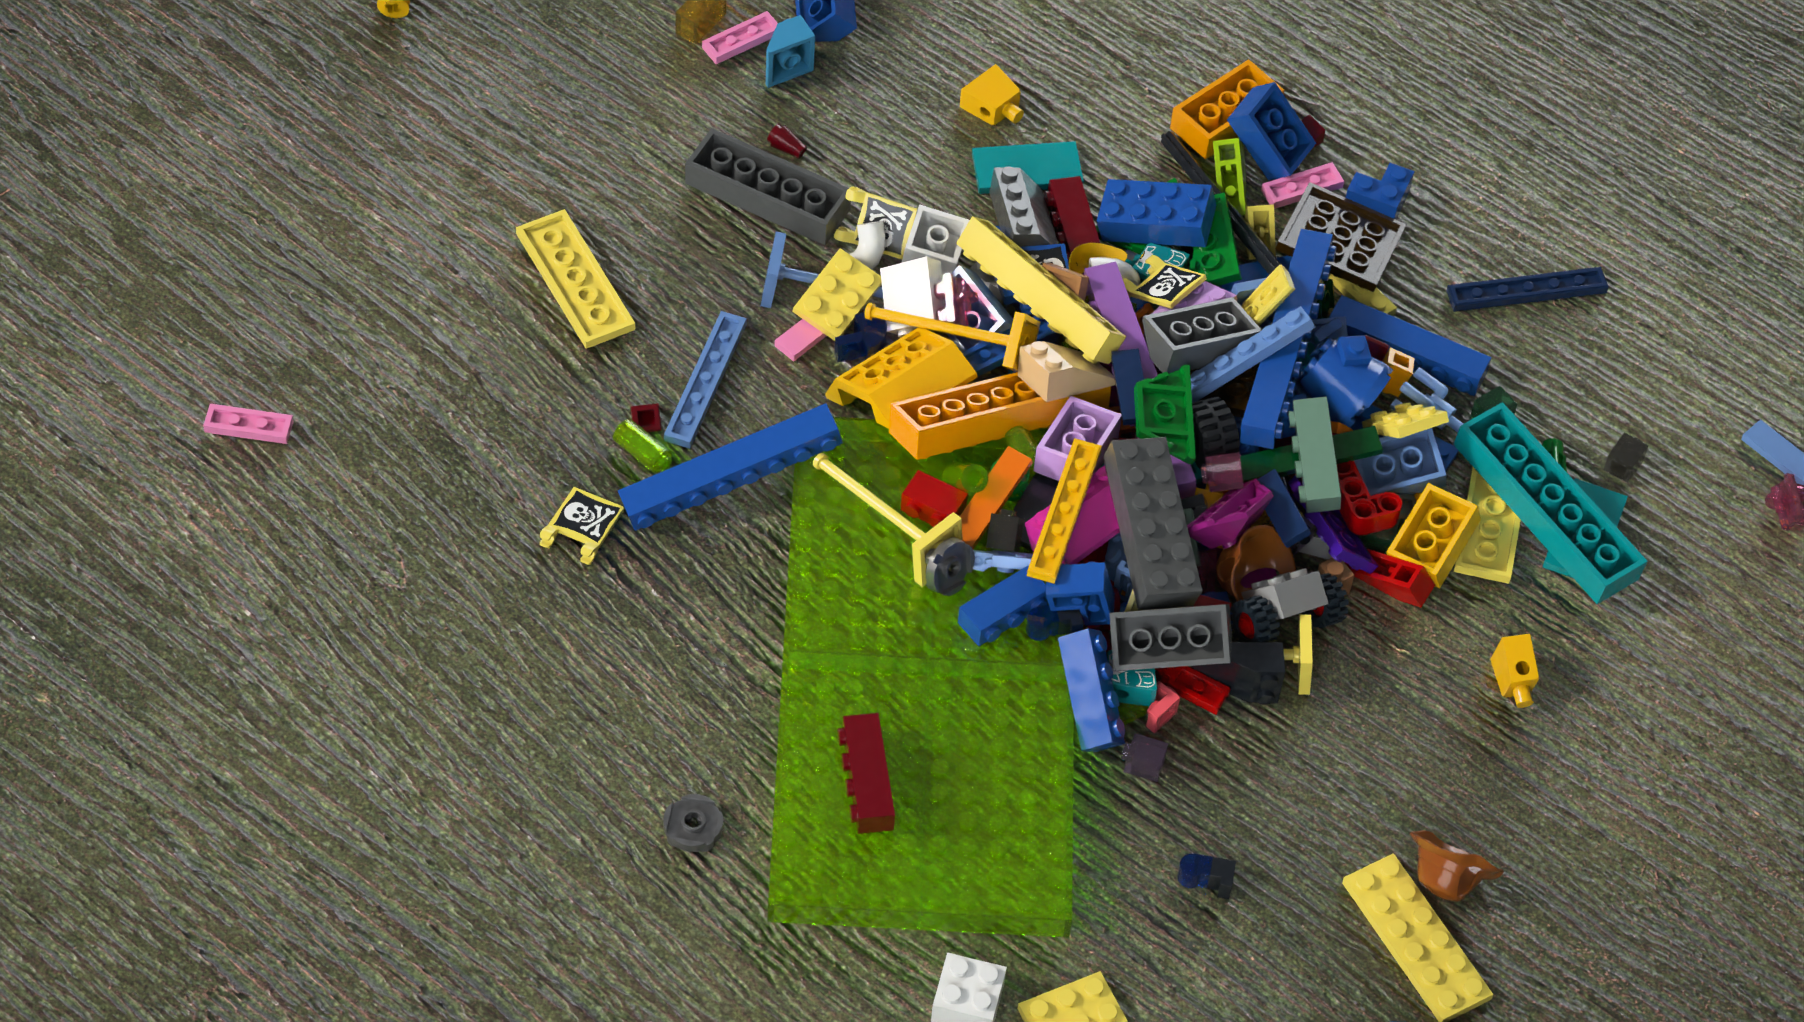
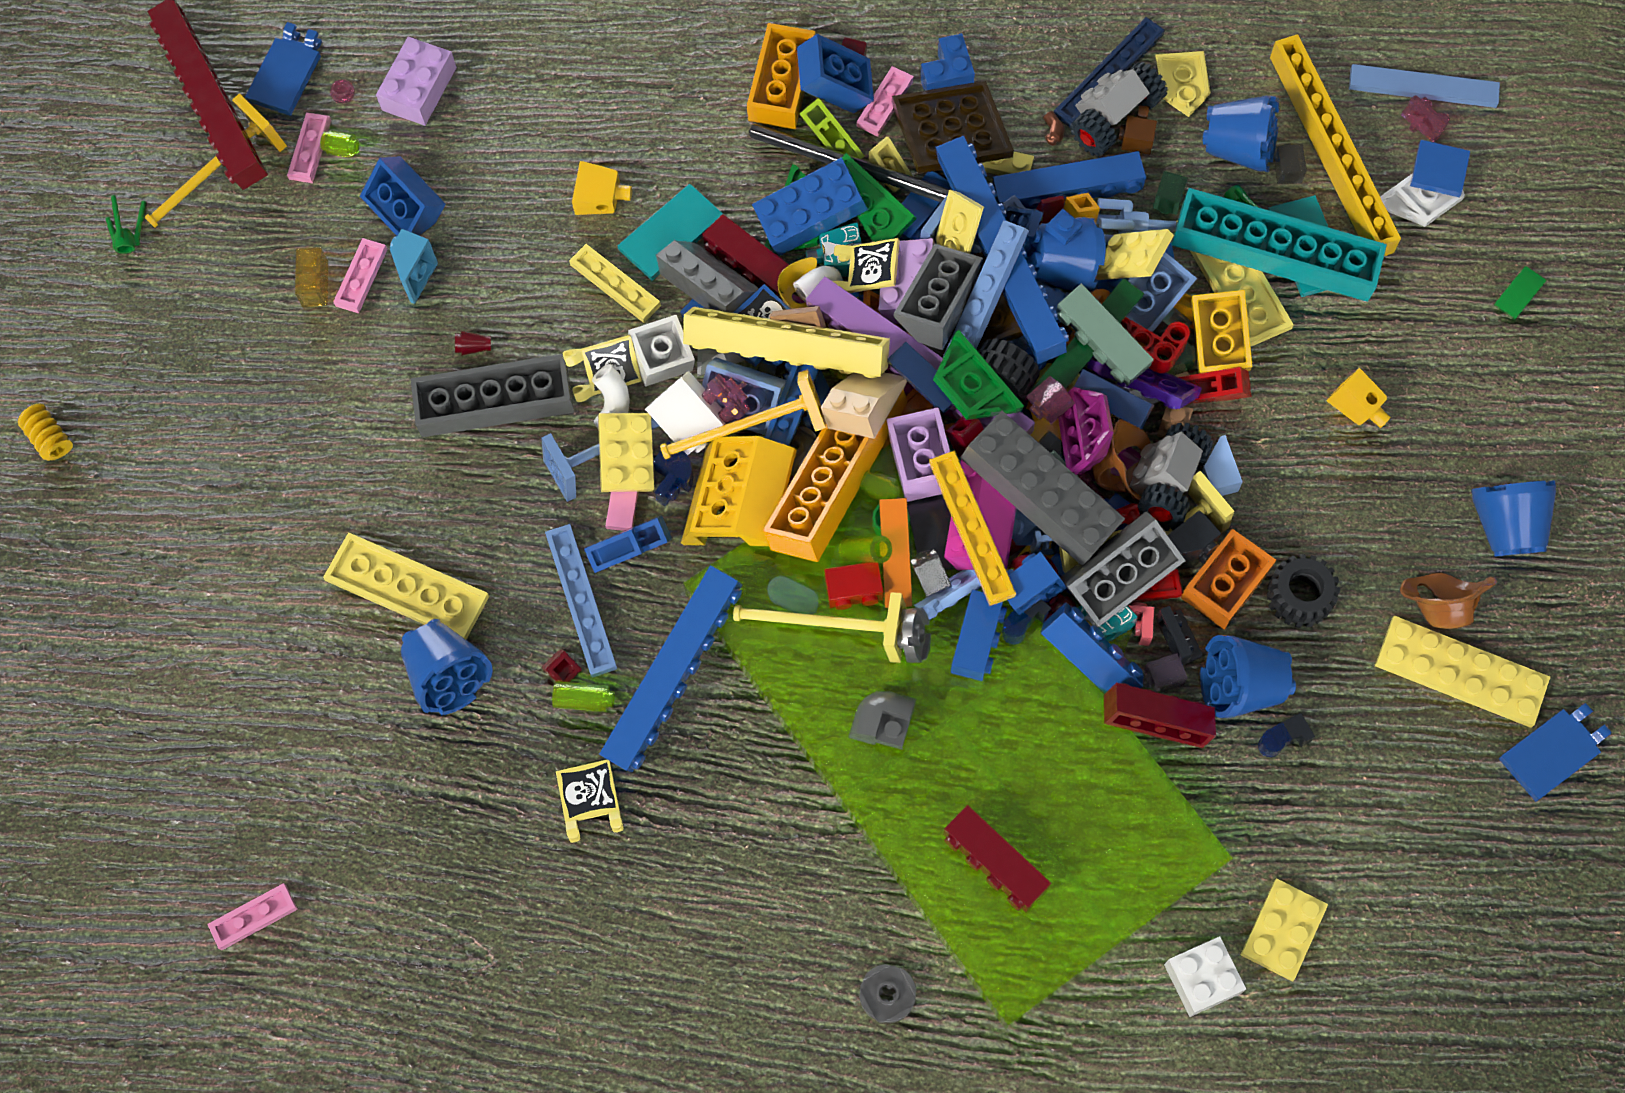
camera: 30 degrees left, 15 degrees up
(550, 349) = (443, 667): none -> blue cone
(781, 363) = (628, 544): none -> blue slope
(869, 613) = (883, 719): none -> dark grey brick
(877, 478) = (792, 596): none -> clear light blue tile
(944, 172) = (615, 283): none -> light yellow plate
(1107, 774) = (1159, 715): none -> dark red brick
(1185, 737) = (1178, 635): none -> black bracket
(1213, 799) = (1244, 676): none -> blue cone
(1267, 722) = (1228, 579): none -> orange brick
(1320, 795) = (1314, 574): none -> black tyre
(1337, 642) = (1222, 469): none -> light blue slope
(1436, 301) = (1056, 129): none -> copper arm
(1504, 302) = (1111, 102): none -> brick
(1508, 347) = (1138, 132): none -> reddish brown brick
(1574, 842) = (1516, 516): none -> blue cone
(1590, 335) = (1185, 78): none -> light yellow tile
(1603, 401) = (1244, 131): none -> blue cone
(1678, 466) = (1333, 143): none -> yellow brick
(1734, 559) = (1416, 203): none -> white wing
(1751, 689) = (1520, 292): none -> green slope
(1762, 545) = (1440, 168): none -> blue tile

